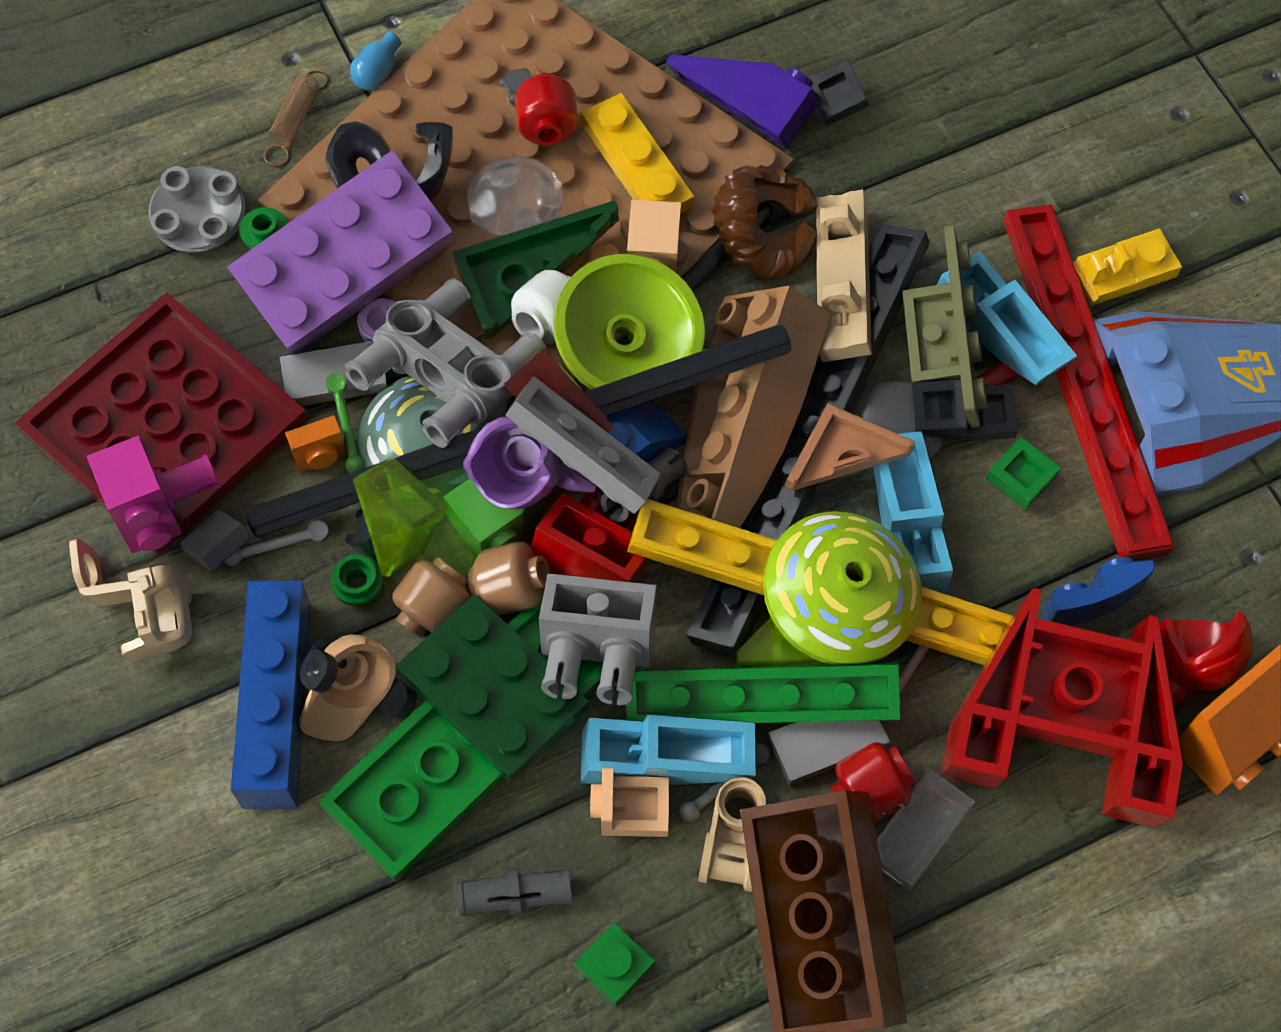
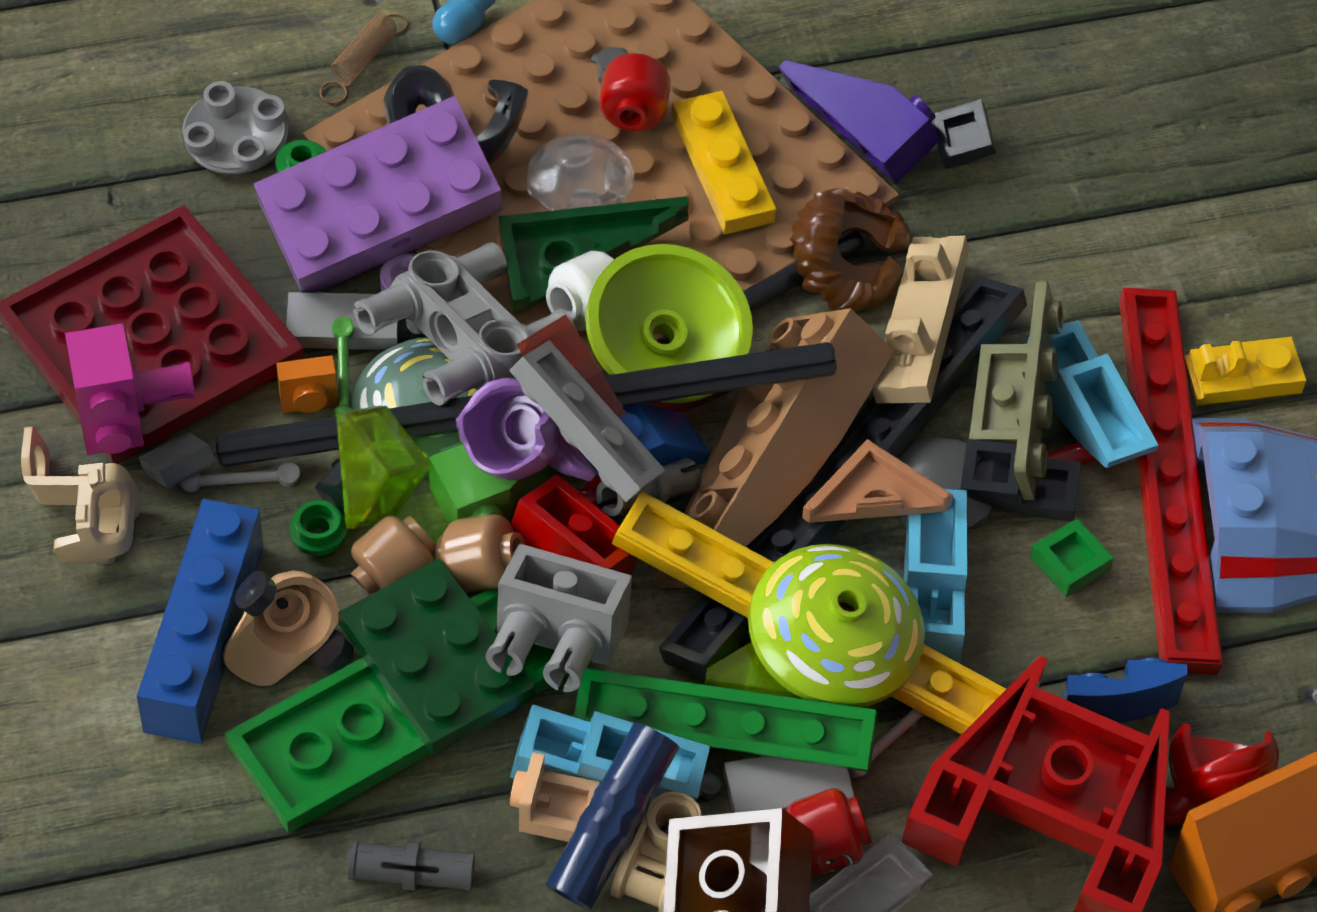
camera: 10 degrees right, 10 degrees down
(655, 231) = (723, 232): light nougat brick -> none
(686, 815) = (612, 816): none -> dark blue axle

